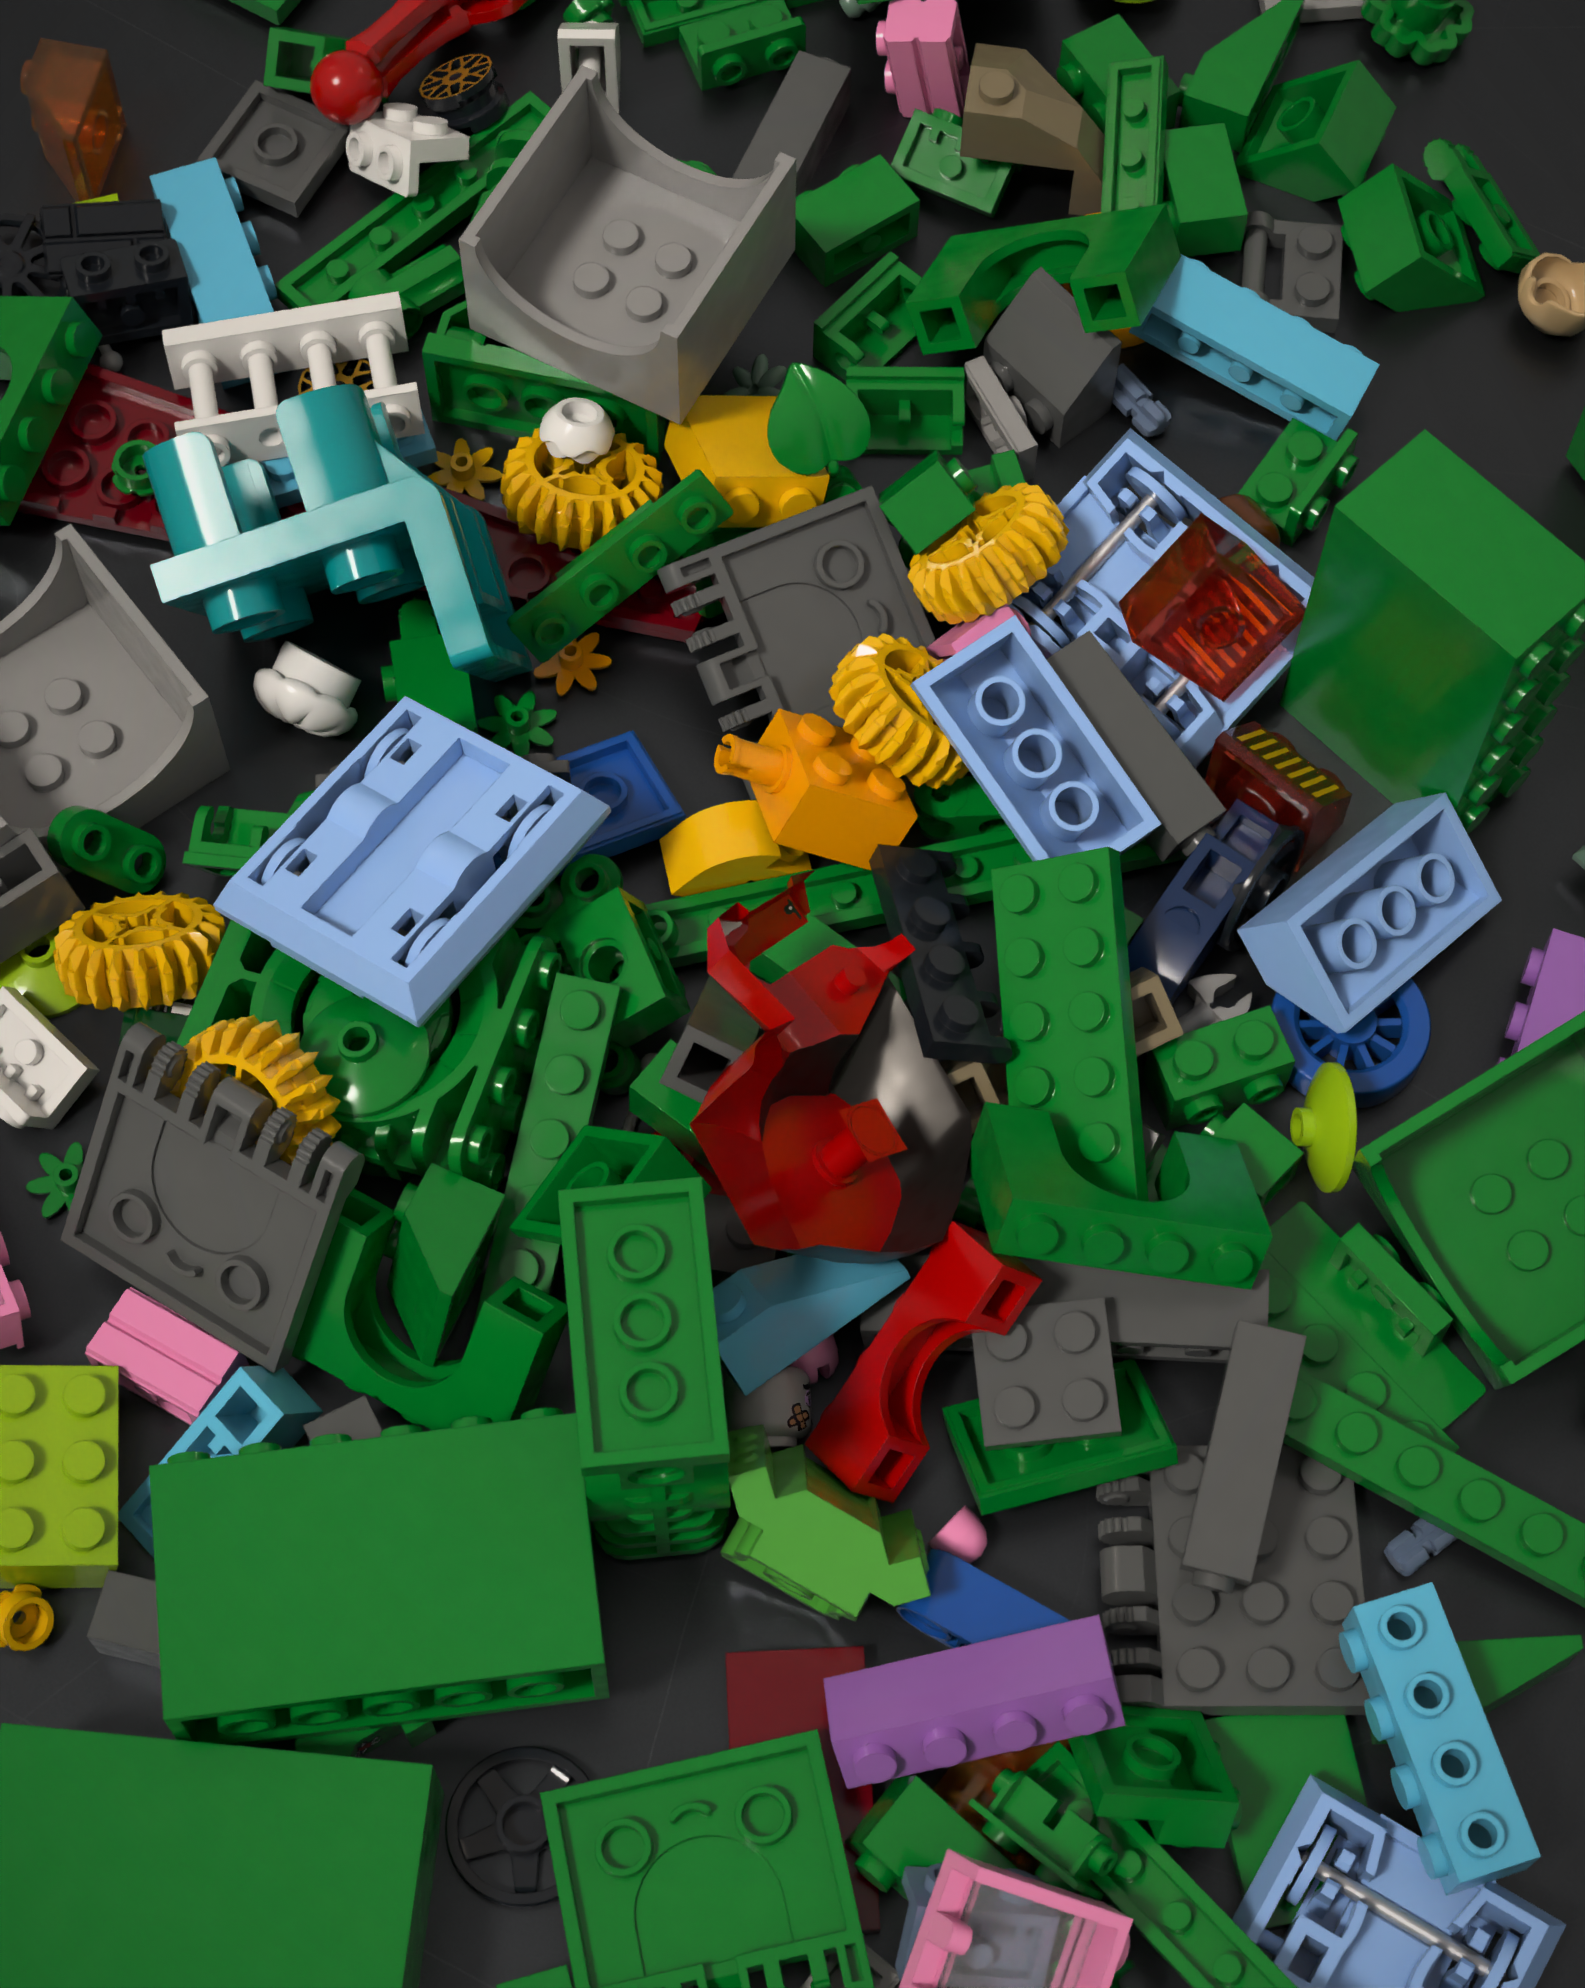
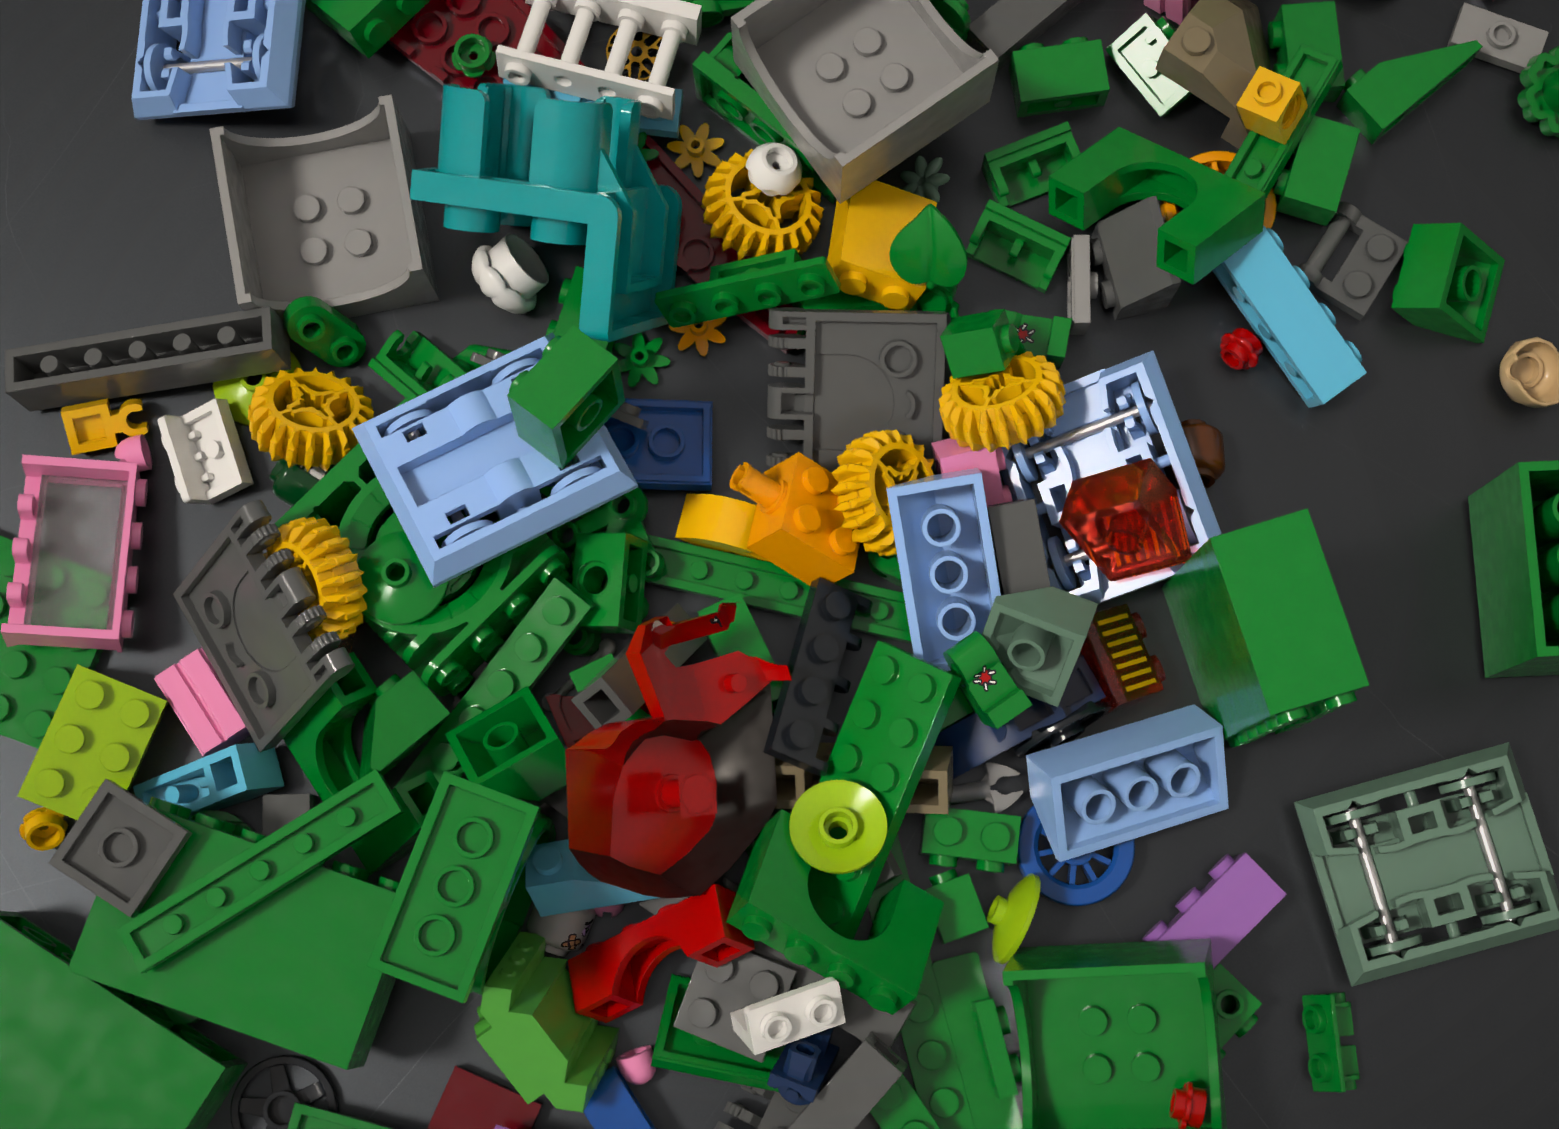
camera: 30 degrees right, 15 degrees up
(56, 1184) = (195, 543): green plant -> none
(164, 1521) = (120, 848): none -> dark grey plate
(364, 1465) = (259, 871): none -> green plate
(478, 720) = (566, 396): none -> green brick
(1063, 1067) = (838, 805): none -> lime dish
(1116, 125) = (1272, 105): none -> yellow brick
(1129, 1331) = (790, 1016): none -> white bracket
(1136, 400) = (1184, 309): sand blue axle -> none
(1152, 855) = (986, 681): none -> green leg
(1177, 1405) = (804, 1067): none -> dark blue hips
(1184, 777) = (1039, 638): none -> sand green slope
(1222, 409) = (1240, 349): none -> red plate
(1299, 475) = (1265, 425): green bracket -> none
(1318, 133) = (1431, 160): green slope -> none
(1480, 205) = (1519, 274): green hinge -> none

